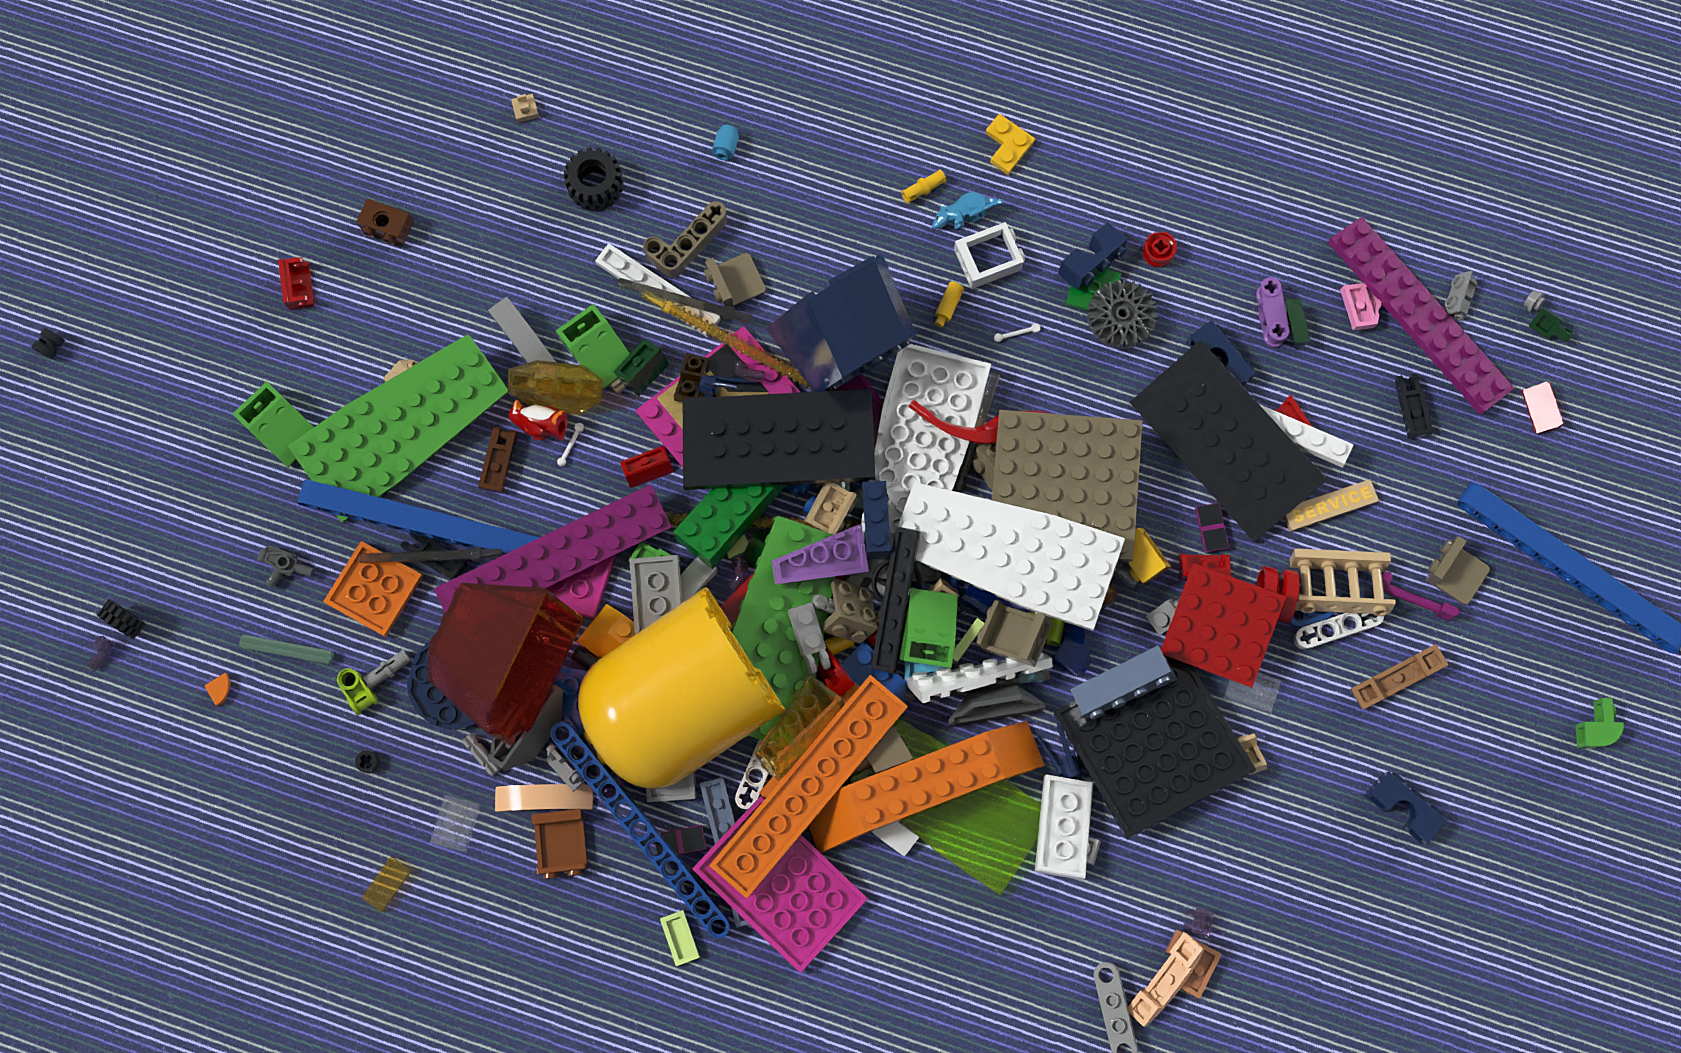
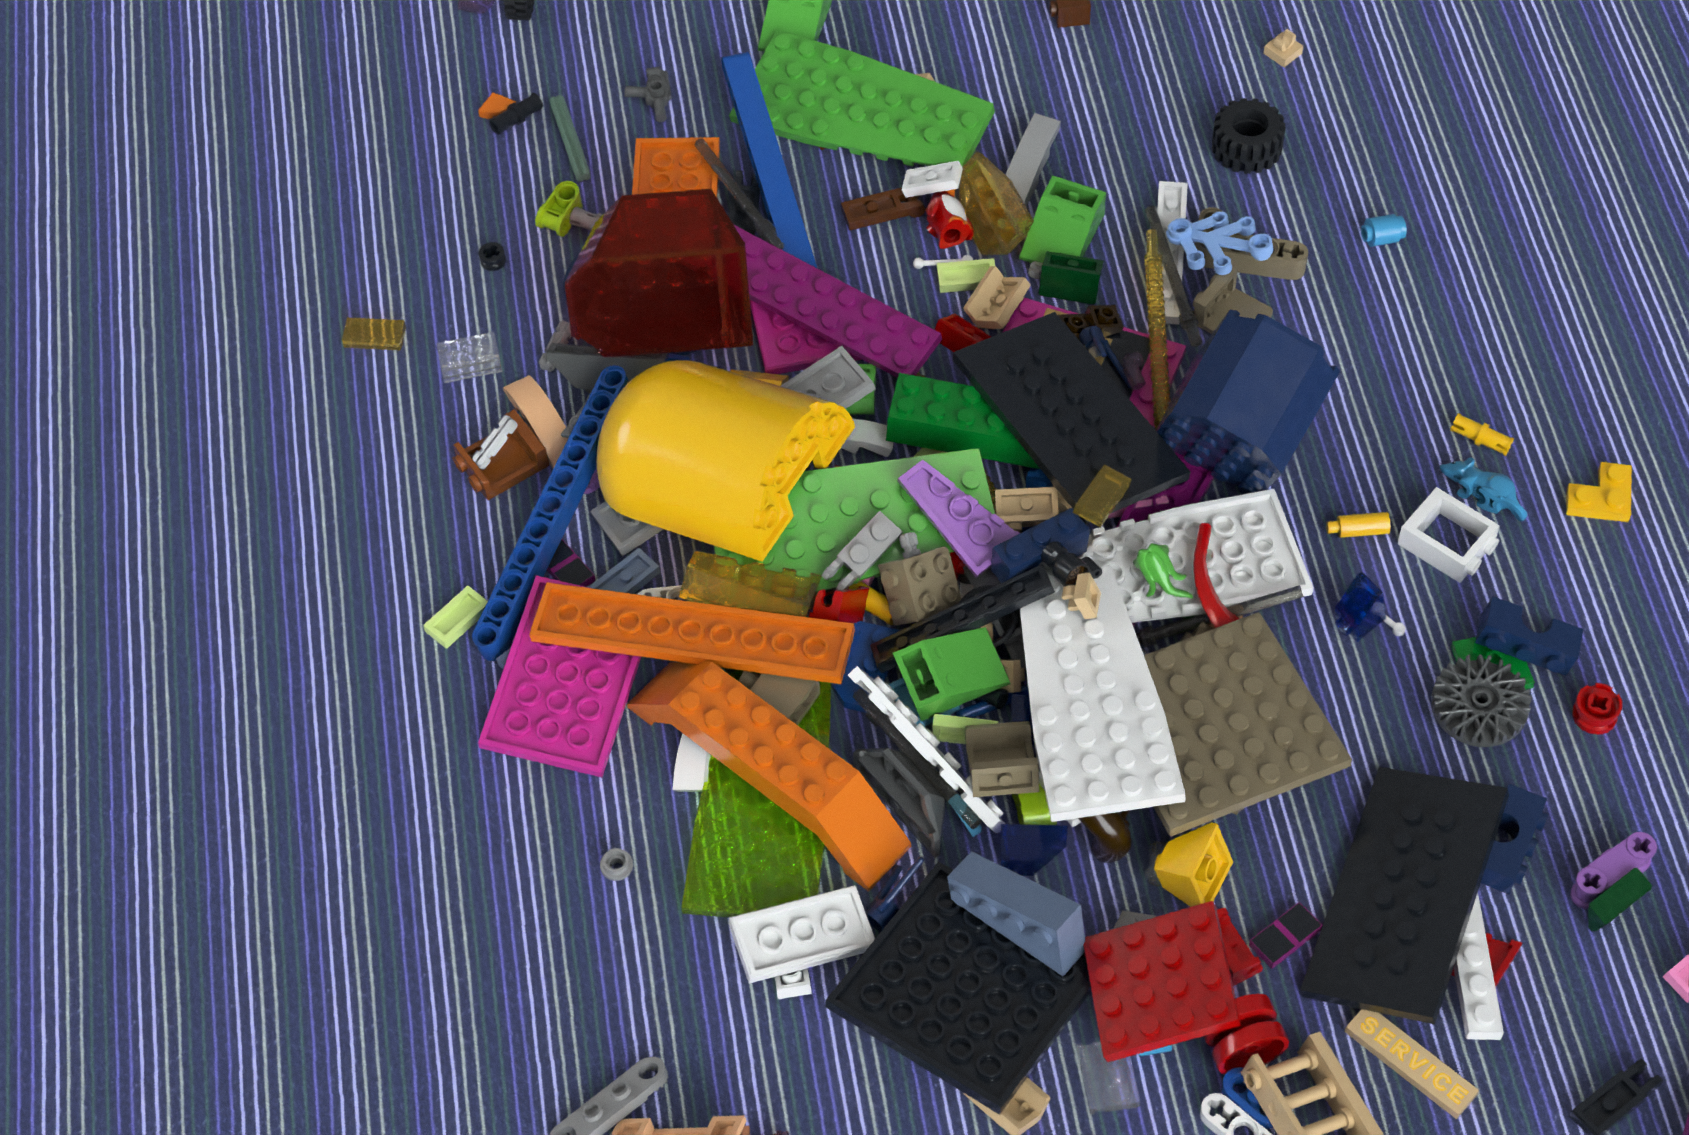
camera: 65 degrees right, 20 degrees down
(237, 678) = (516, 113): none -> black pin
(504, 413) = (932, 179): none -> white plate
(552, 843) = (494, 441): none -> axle
(593, 435) = (962, 274): none -> yellowish green tile
(632, 428) = (995, 299): none -> tan bracket
(680, 256) = (1184, 233): none -> light blue plant
(866, 457) = (1102, 495): none -> clear yellow tile
(910, 512) = (1068, 565): none -> black piece
(932, 452) = (1157, 567): none -> bright green piece
(940, 515) = (1083, 596): none -> tan tile
(948, 921) = (616, 856): none -> light grey plate
(1018, 345) = (1360, 608): none -> clear blue slope

